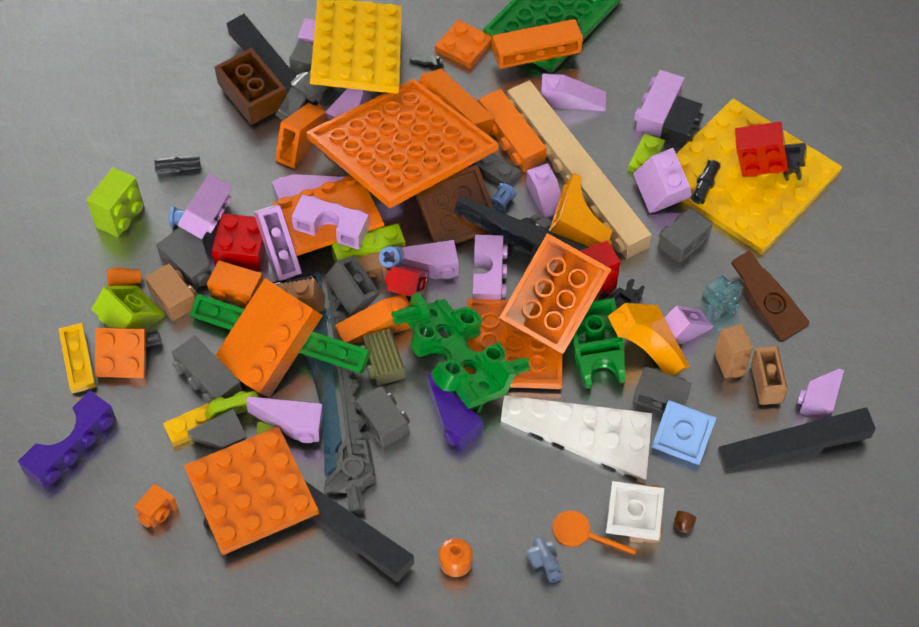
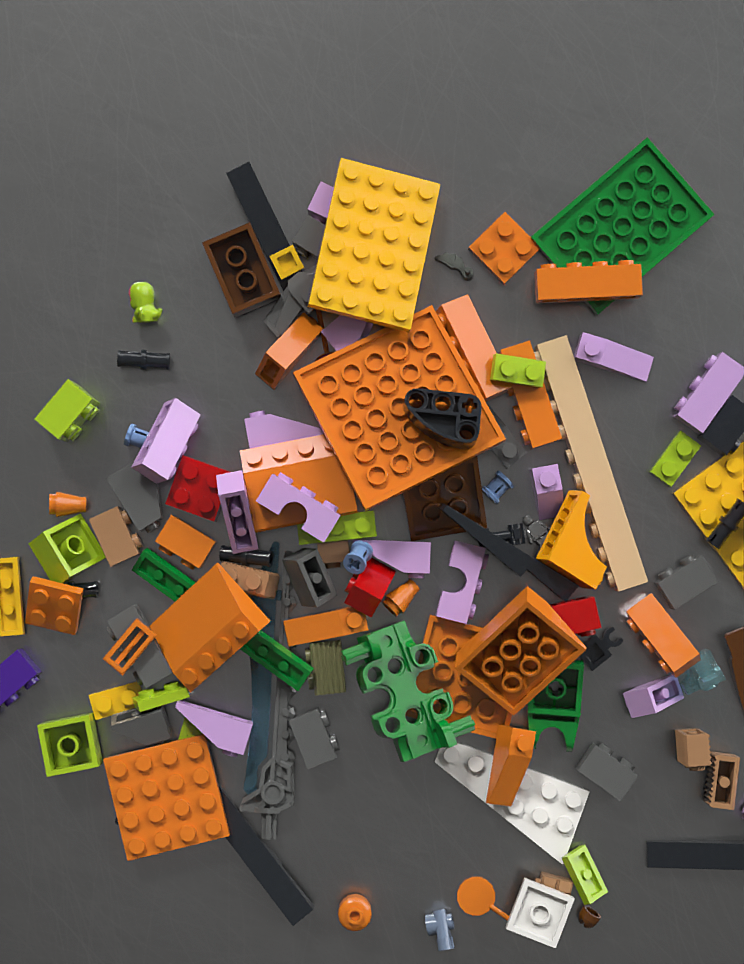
camera: 10 degrees right, 30 degrees up
(150, 460) = (70, 744): none -> lime brick
(155, 506) = (69, 791): orange brick -> none
(172, 126) = (142, 301): none -> lime animal
(193, 384) = (144, 629): none -> orange tile
(286, 72) = (286, 262): none -> yellow plate
(438, 291) = (400, 598): none -> orange cone
(441, 130) = (445, 425): none -> black beam
(456, 420) = (385, 759): dark purple slope -> none
(496, 104) = (518, 370): none -> lime plate
(570, 394) = (509, 764): none -> orange slope
(649, 330) = (613, 706): light orange arch -> none
(662, 181) = (680, 512): lavender slope -> none
(674, 487) = (584, 874): none -> lime plate
(678, 271) = (662, 636): none -> orange brick
(684, 432) = (615, 825): light blue tile -> none

